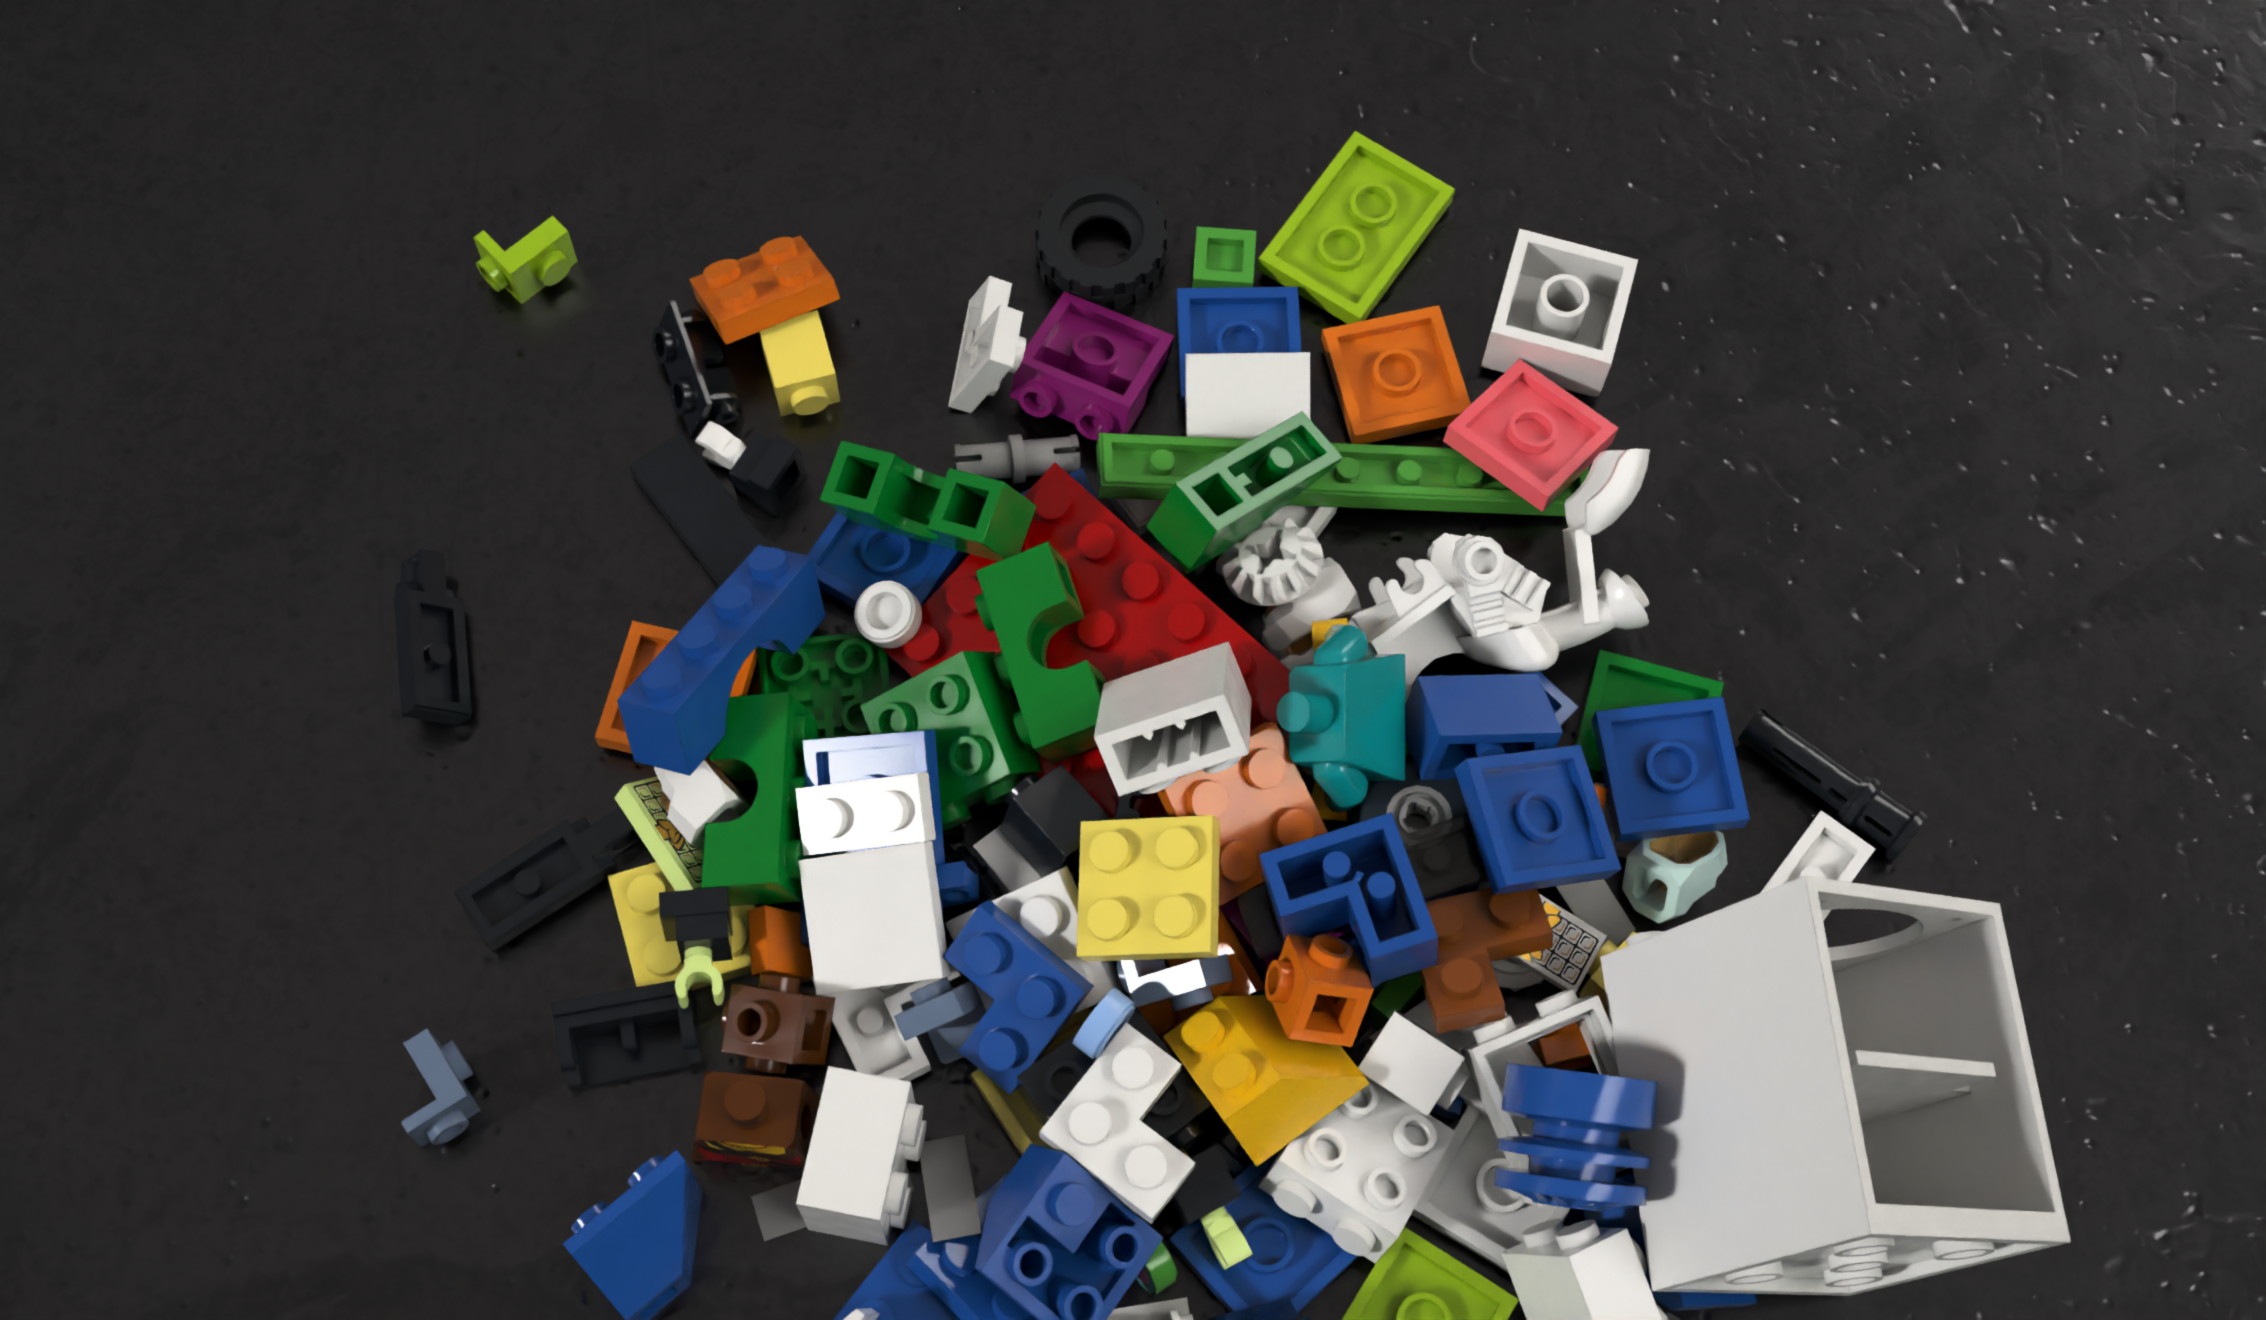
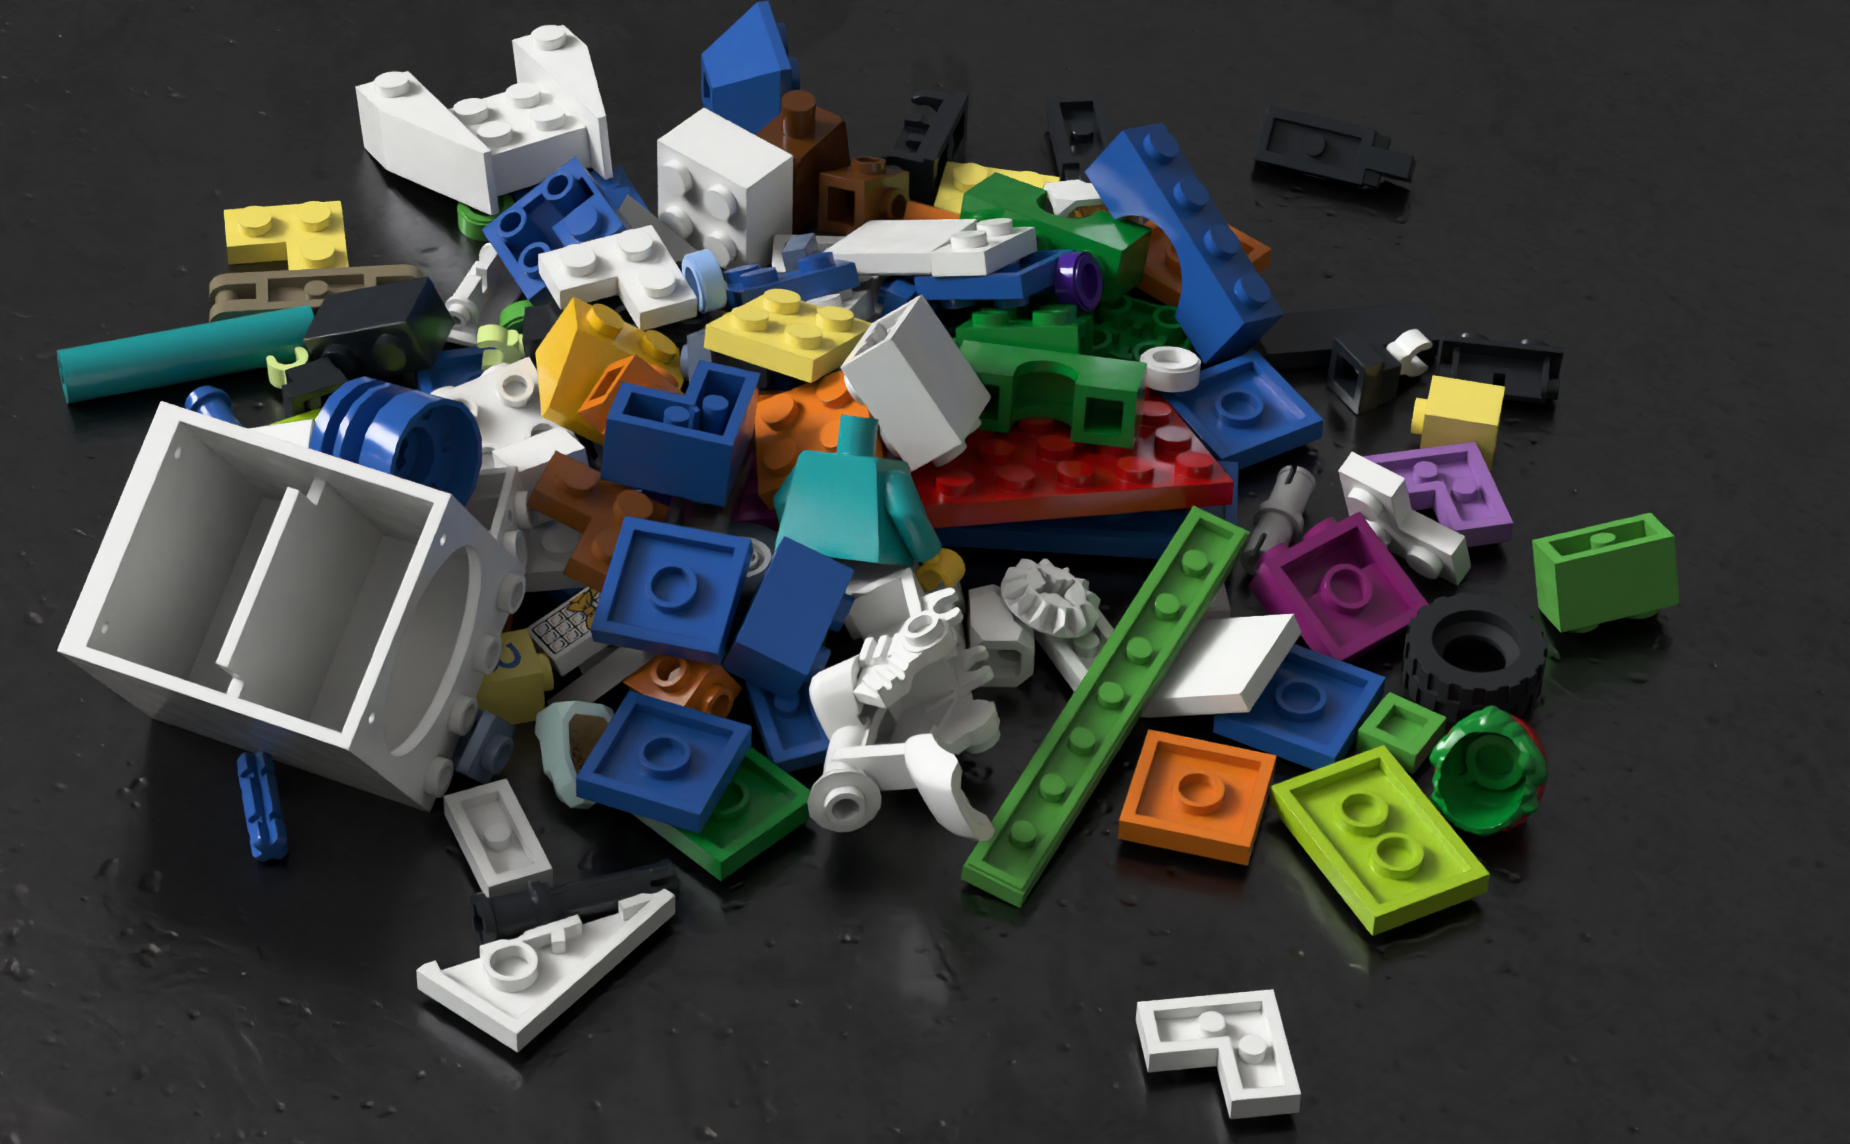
camera: 120 degrees right, 25 degrees down
(444, 1073) = (955, 48): sand blue bracket -> none
(531, 263) = (1671, 303): lime bracket -> none
(703, 932) = (958, 170): black piece -> none
(763, 288) = (1547, 415): orange plate -> none
(841, 722) = (1078, 280): none -> dark purple tile
(883, 347) = (1456, 487): none -> medium lavender plate
(948, 511) = (1212, 389): green arch -> none
(954, 167) = (1606, 573): none -> bright green brick
(1240, 491) = (1120, 567): green slope -> none
(1251, 164) = (1489, 772): none -> green hair
(1530, 434) = (1060, 828): coral plate -> none
(1560, 311) = (1178, 914): white brick -> none
(1640, 229) = (1229, 1031): none -> white plate
(1921, 764) = (534, 978): none -> white wing

